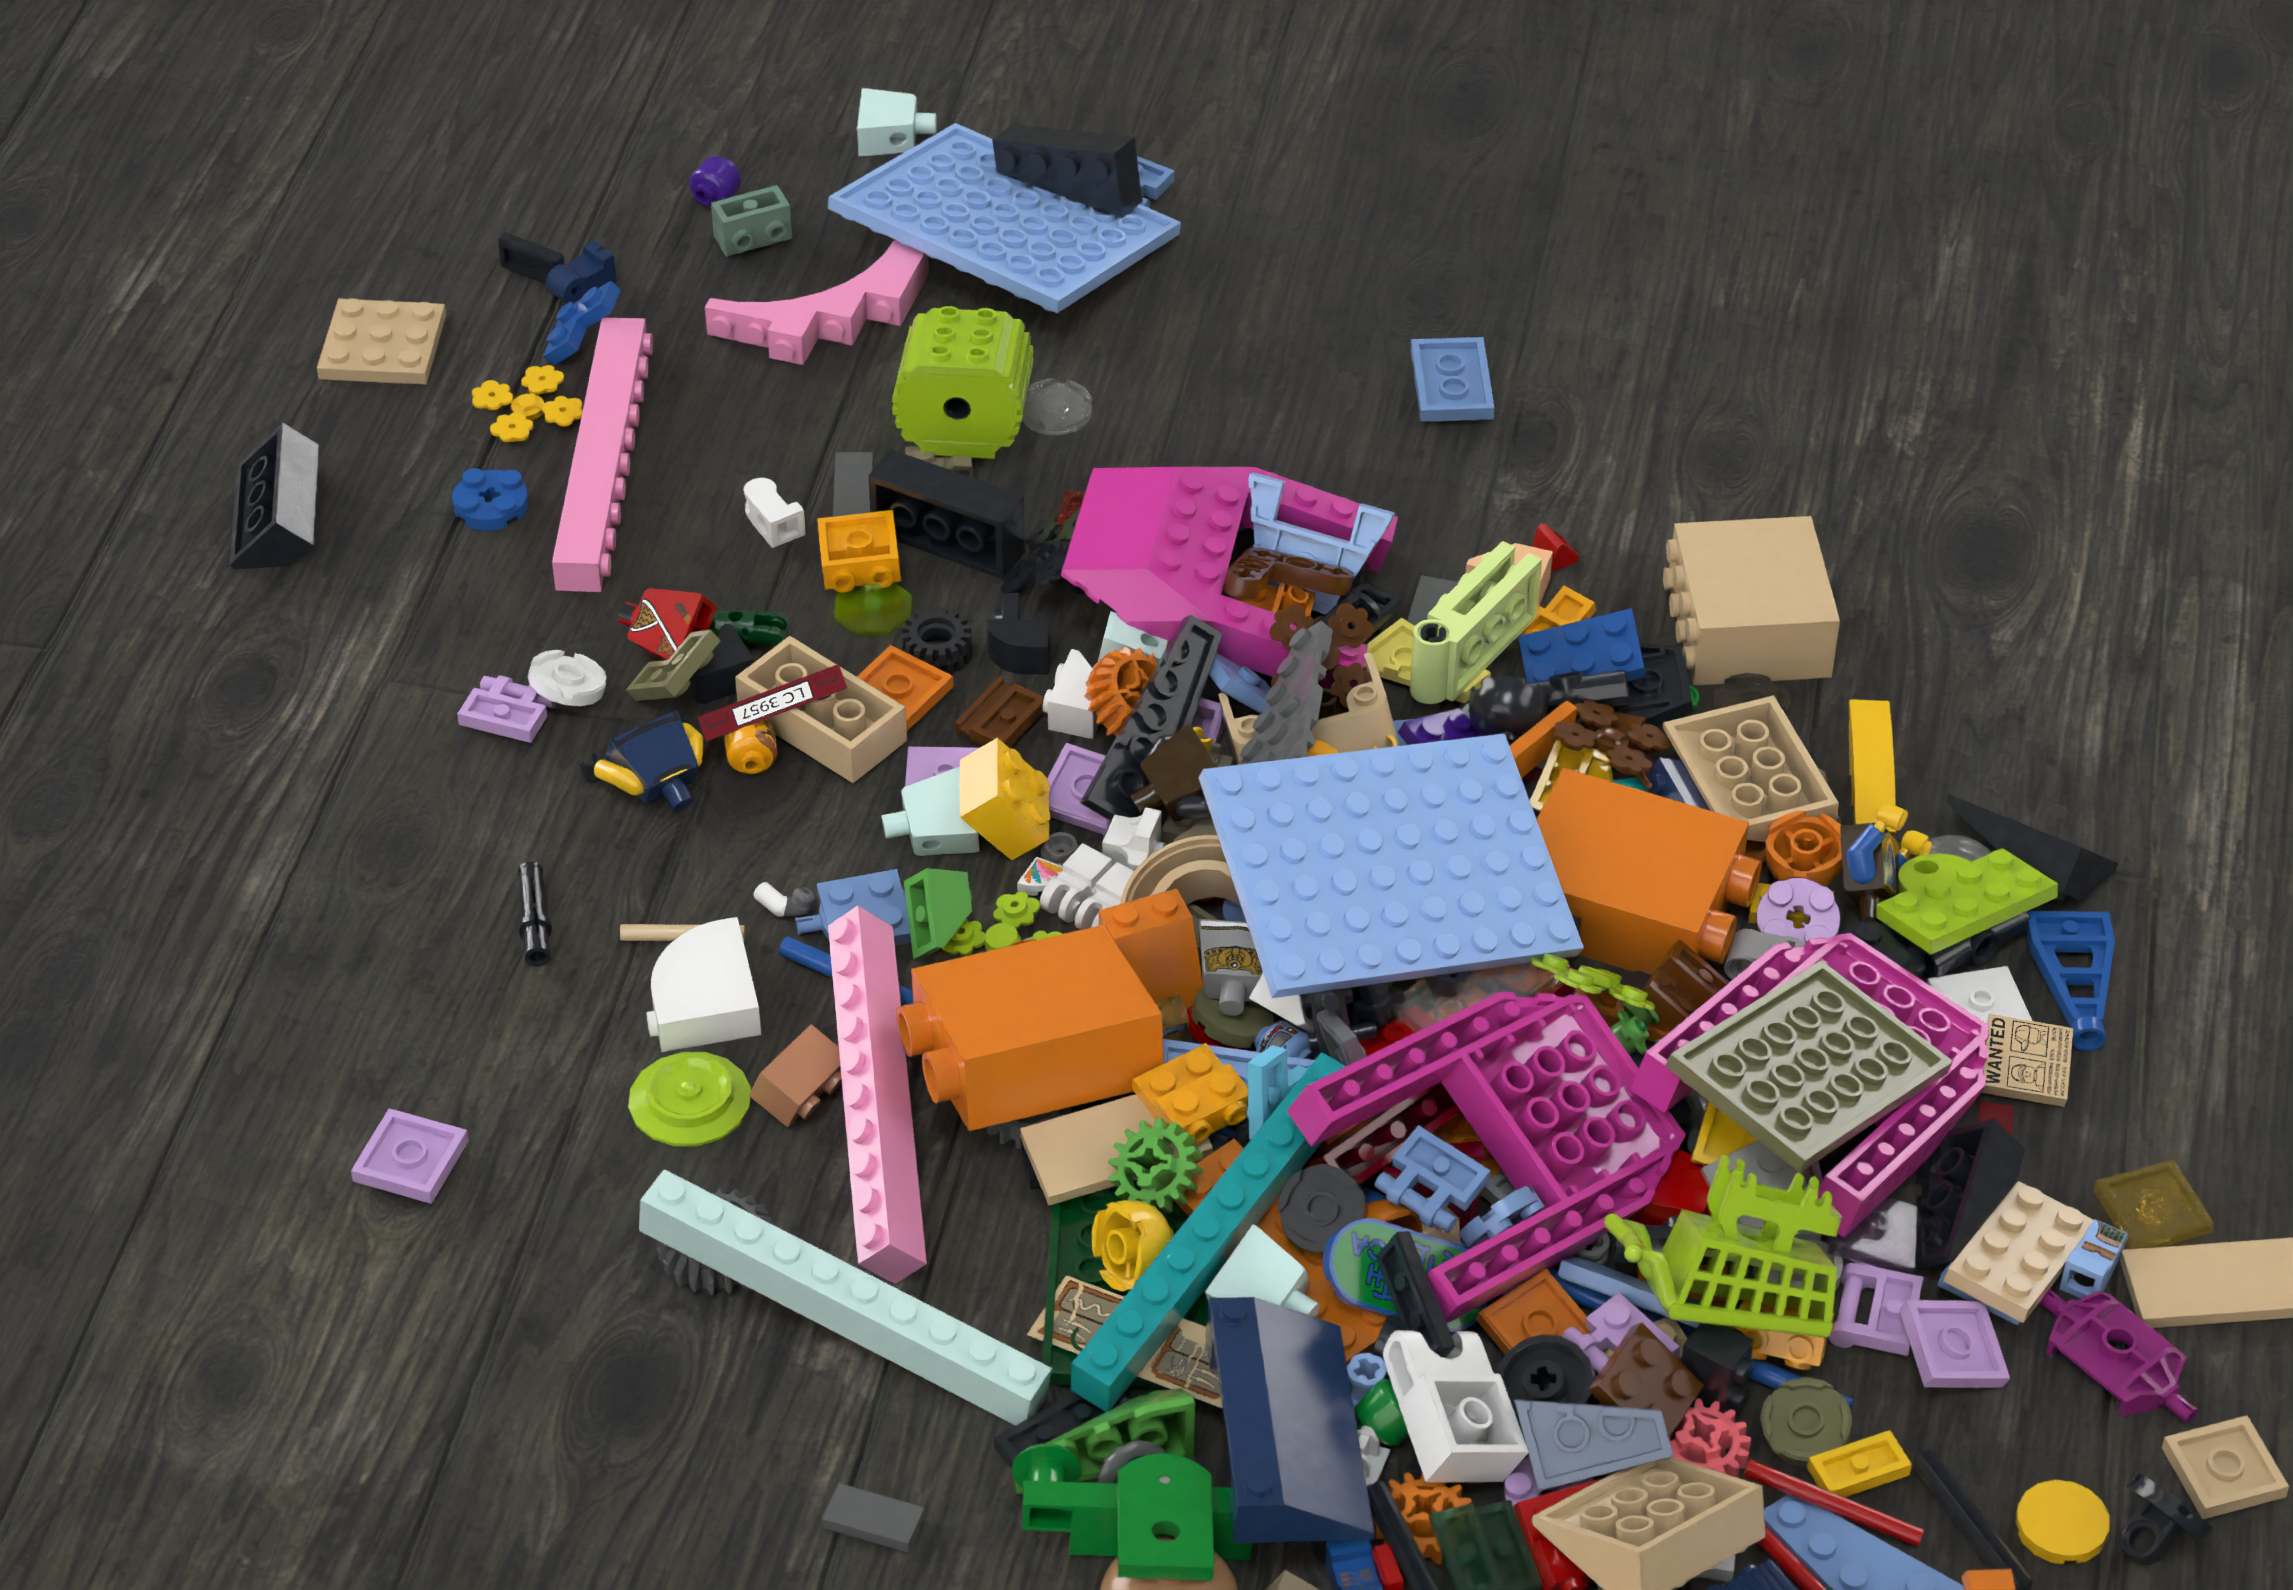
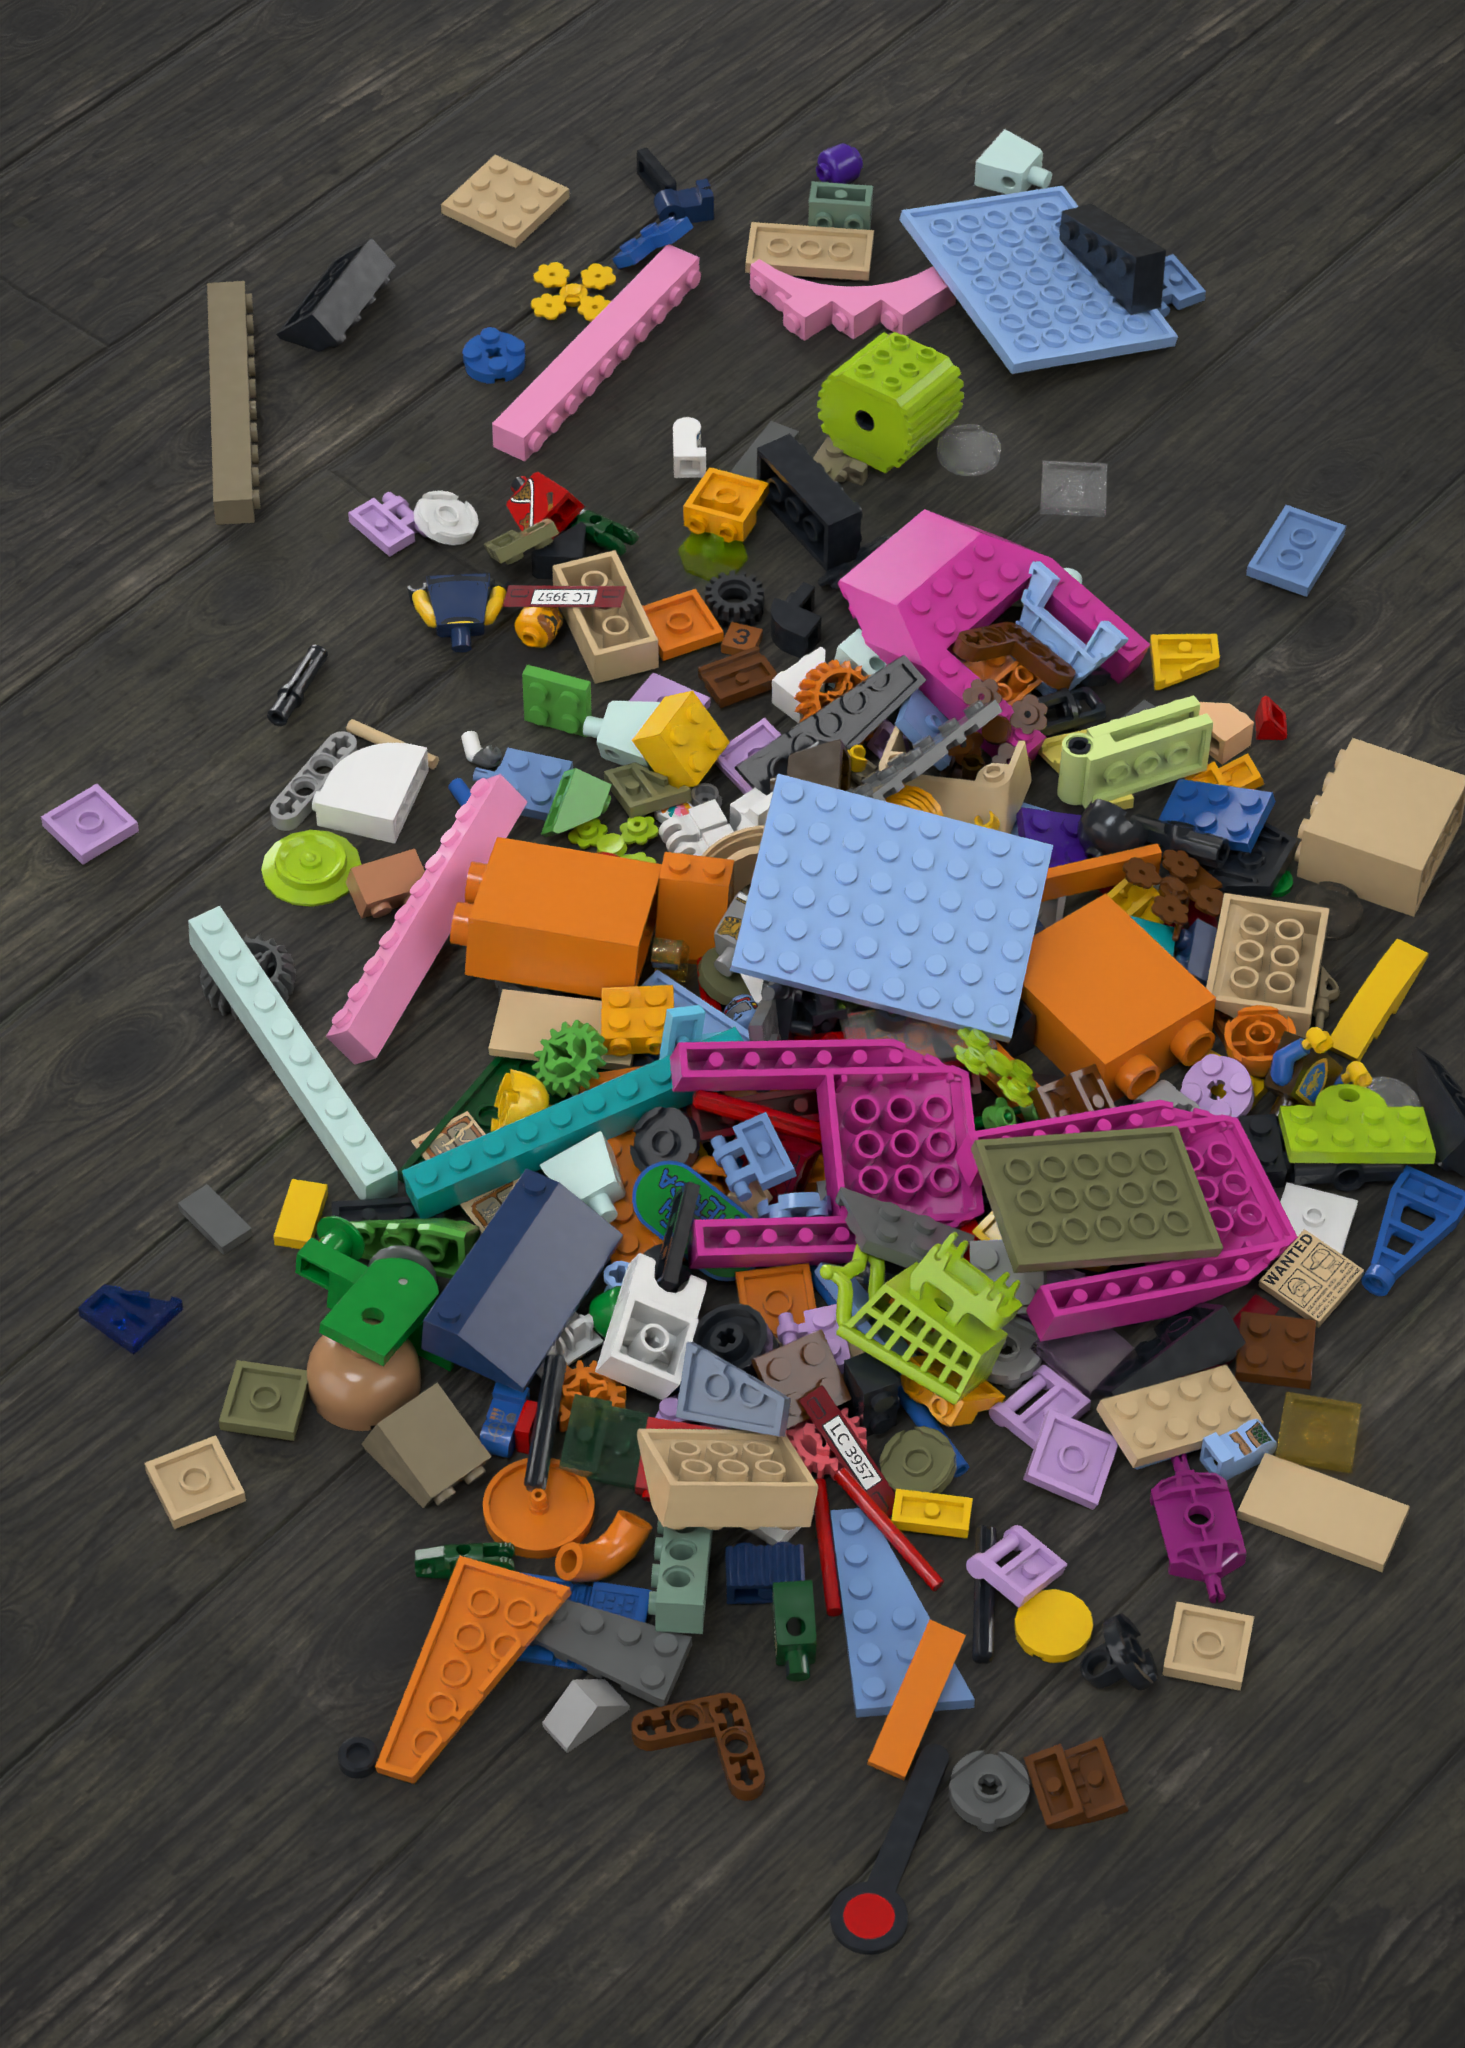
camera: 30 degrees right, 5 degrees up
(238, 652) = (231, 403): none -> dark tan brick
(626, 1005) = (310, 779): none -> light grey beam
(748, 273) = (812, 250): none -> tan plate
(840, 812) = (556, 700): none -> bright green plate
(963, 1469) = (300, 1213): none -> yellow tile
(971, 678) = (740, 638): none -> dark orange tile
(996, 868) = (643, 791): none -> olive wing
(1191, 403) = (1073, 488): none -> clear plate
(1393, 1136) = (744, 1110): none -> red axle
(1426, 521) = (1182, 657): none -> yellow wing
(1635, 1191) = (893, 1232): none -> dark grey wing
(1732, 1434) = (848, 1447): none -> sticker
(2004, 1477) = (1025, 1573): none -> lavender plate
(2054, 1144) = (1276, 1350): none -> reddish brown plate

